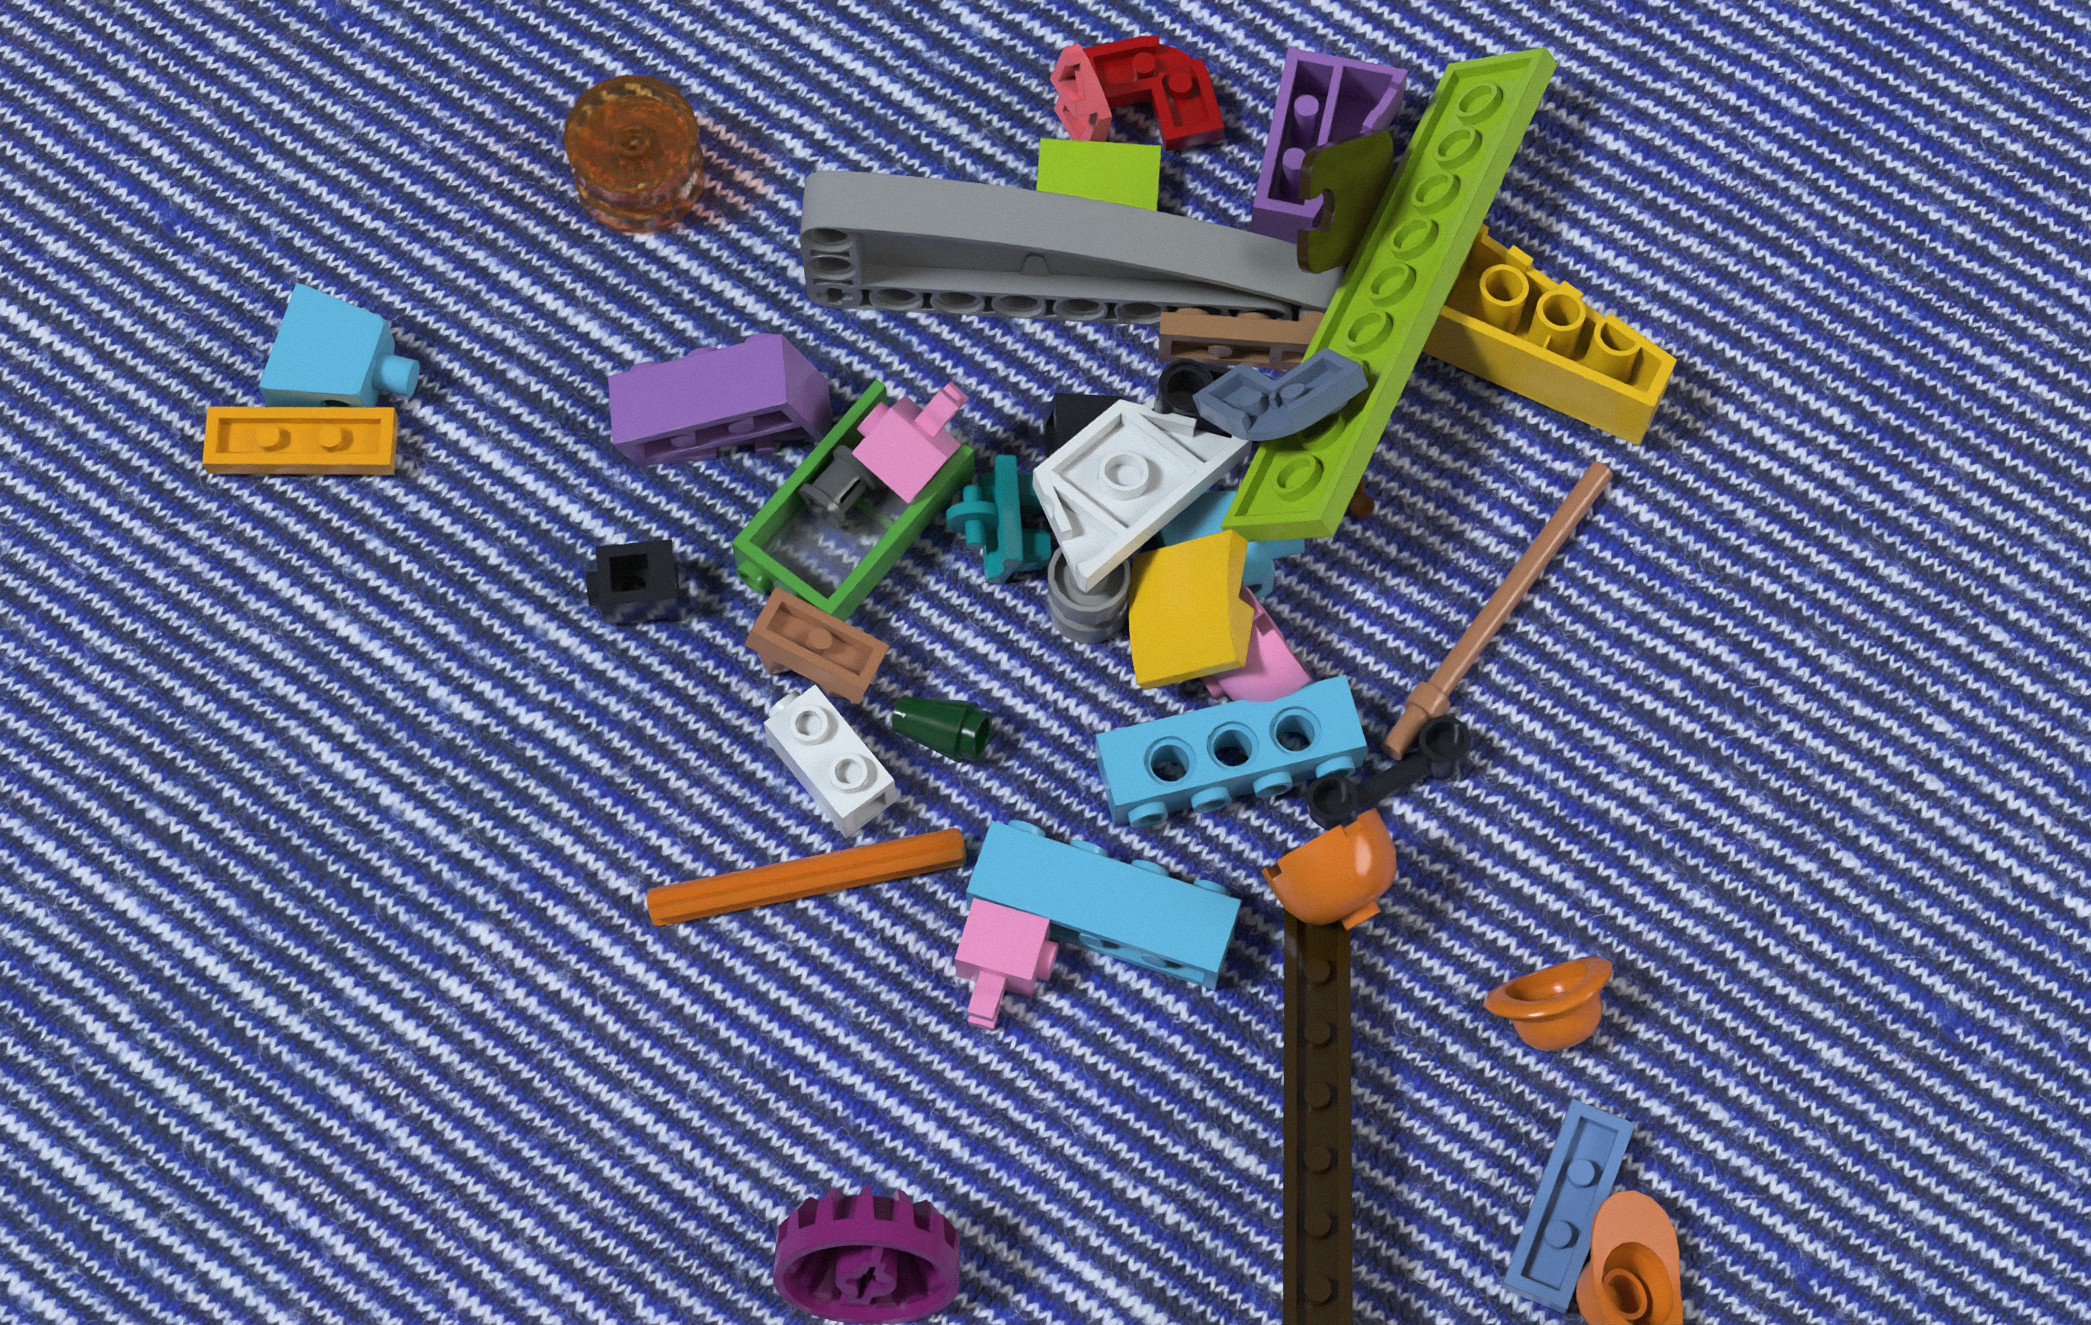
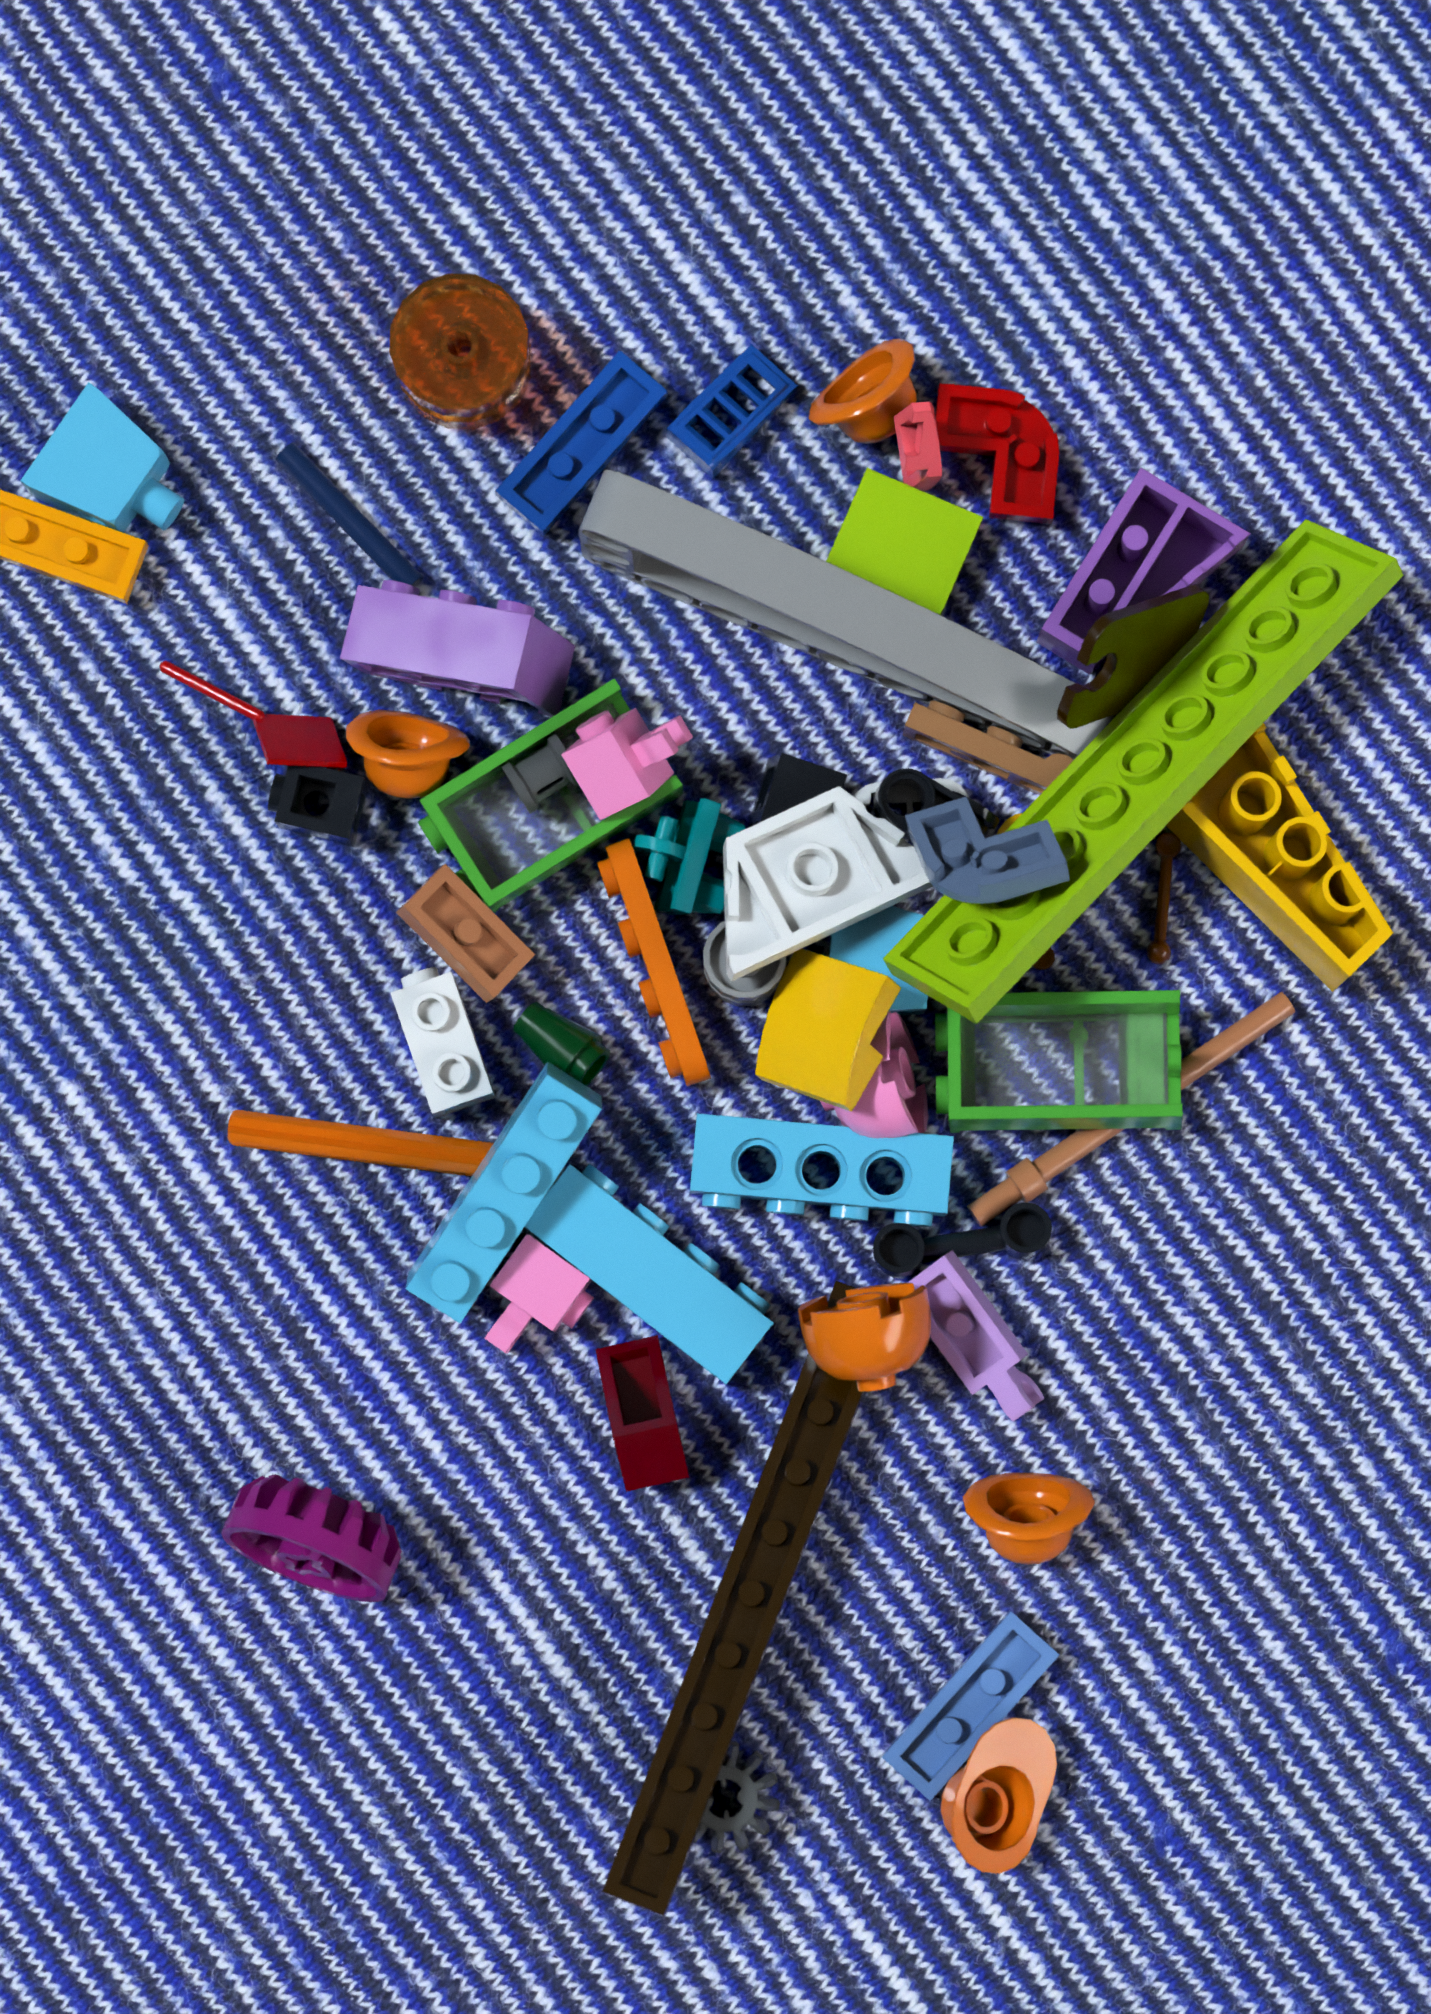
camera: 20 degrees right, 15 degrees up
(569, 330) = (347, 516): none -> dark blue bar
(577, 535) = (283, 738): none -> red piece
(702, 515) = (405, 751): none -> orange hat
(770, 203) = (581, 443): none -> blue plate
(871, 138) = (695, 446): none -> blue slope
(938, 866) = (504, 1192): none -> medium azure brick
(1019, 638) = (644, 937): none -> orange plate
(1021, 76) = (869, 393): none -> orange hat
(1146, 1037) = (641, 1413): none -> dark red slope
(1417, 578) = (1063, 1062): none -> door
(1437, 376) = (1167, 848): none -> reddish brown hinge
(1440, 858) = (976, 1336): none -> lavender plate

